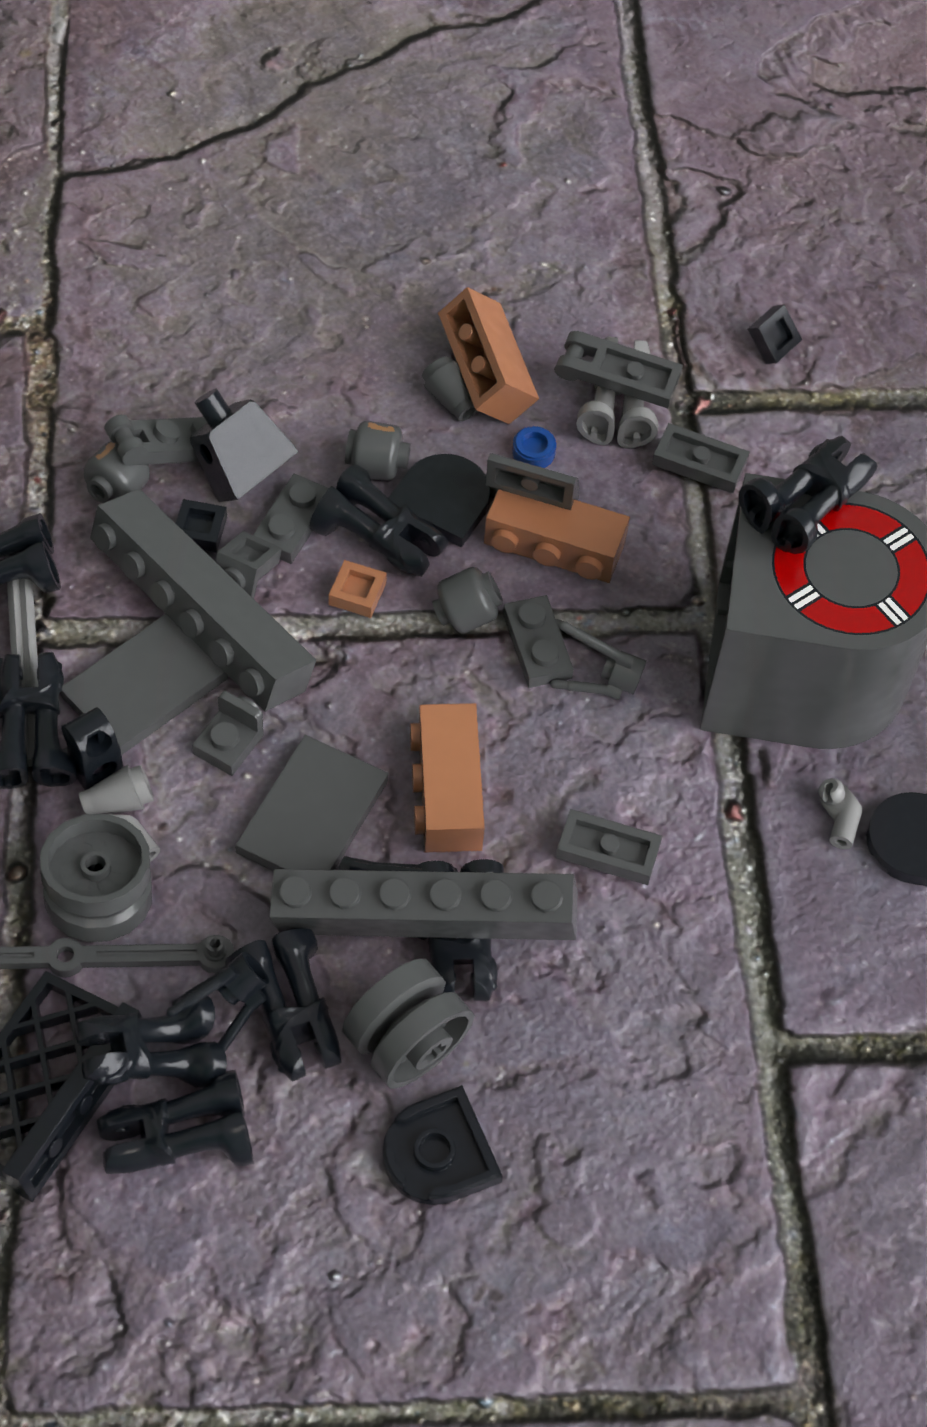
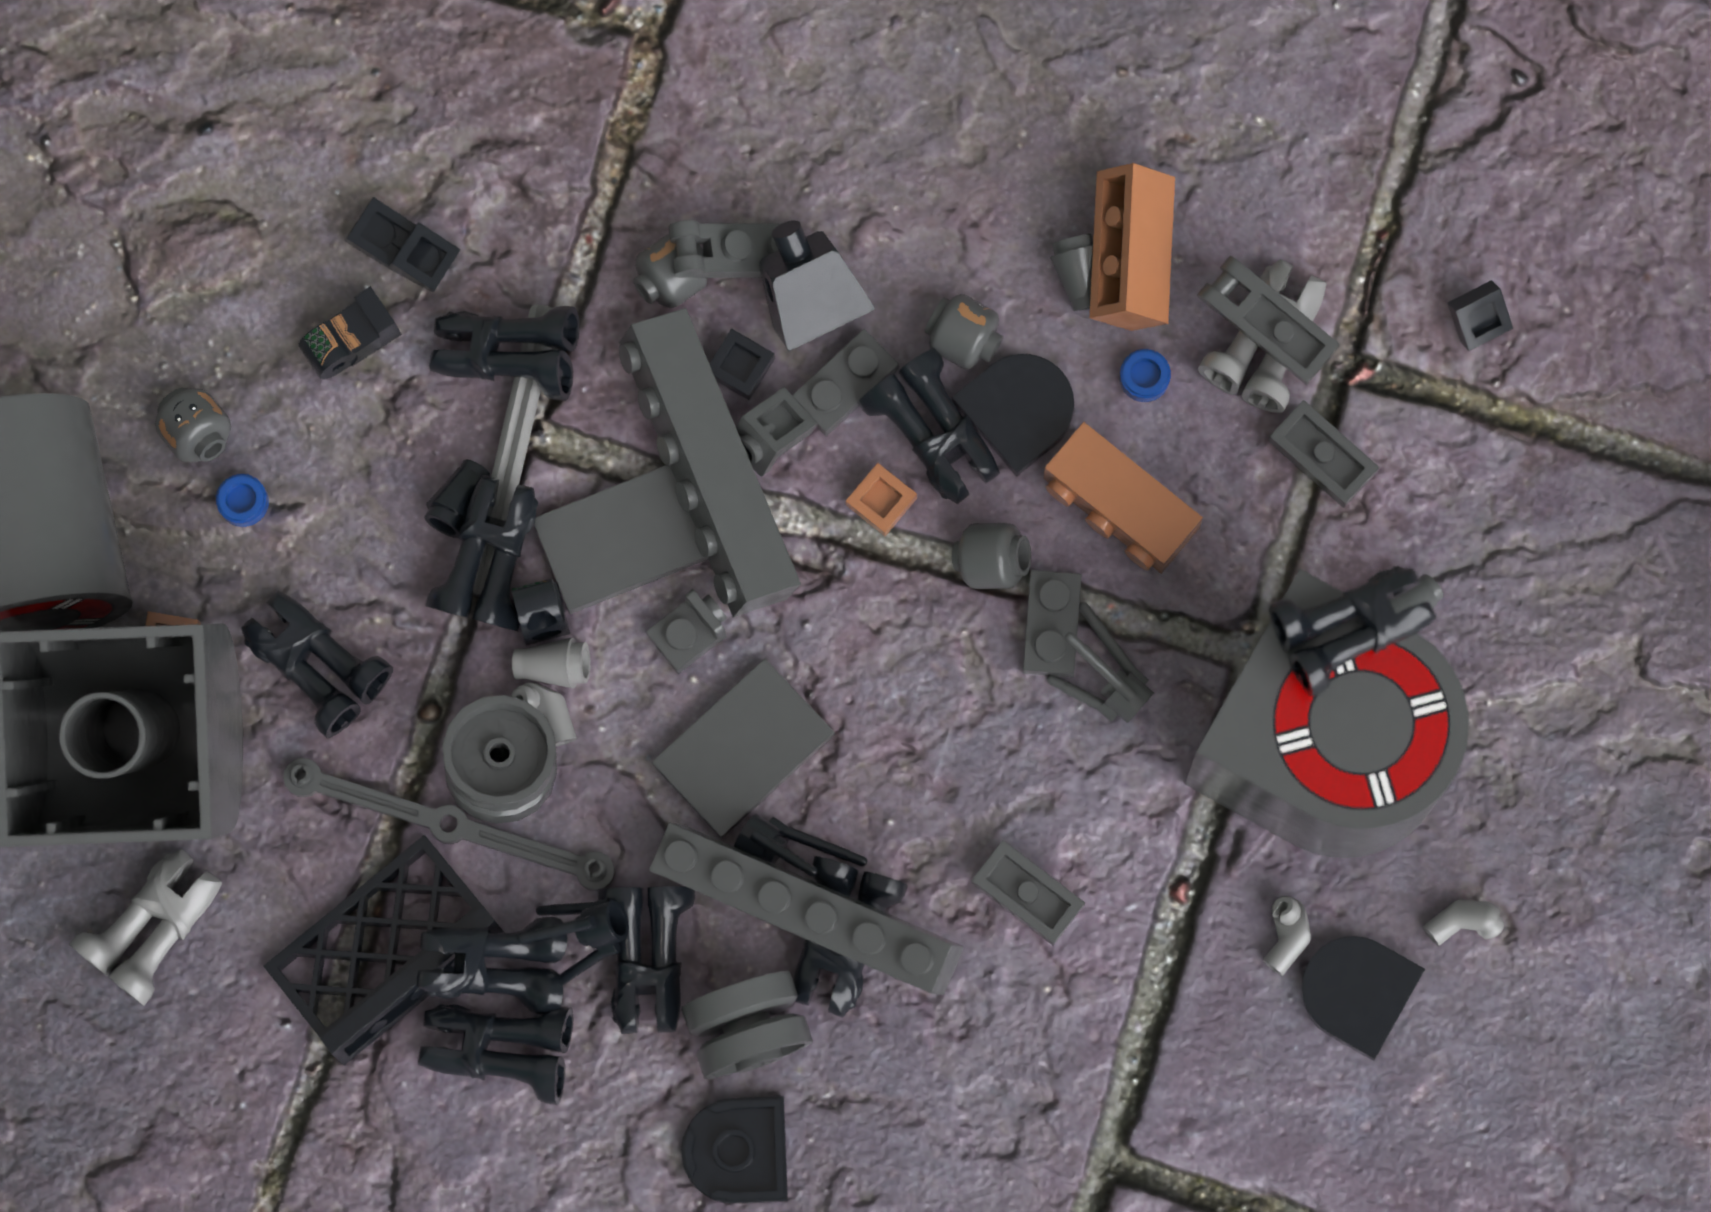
camera: 30 degrees right, 20 degrees up
(448, 778) = (892, 759): nougat brick -> none
(531, 481) = (1110, 442): dark grey slope -> none

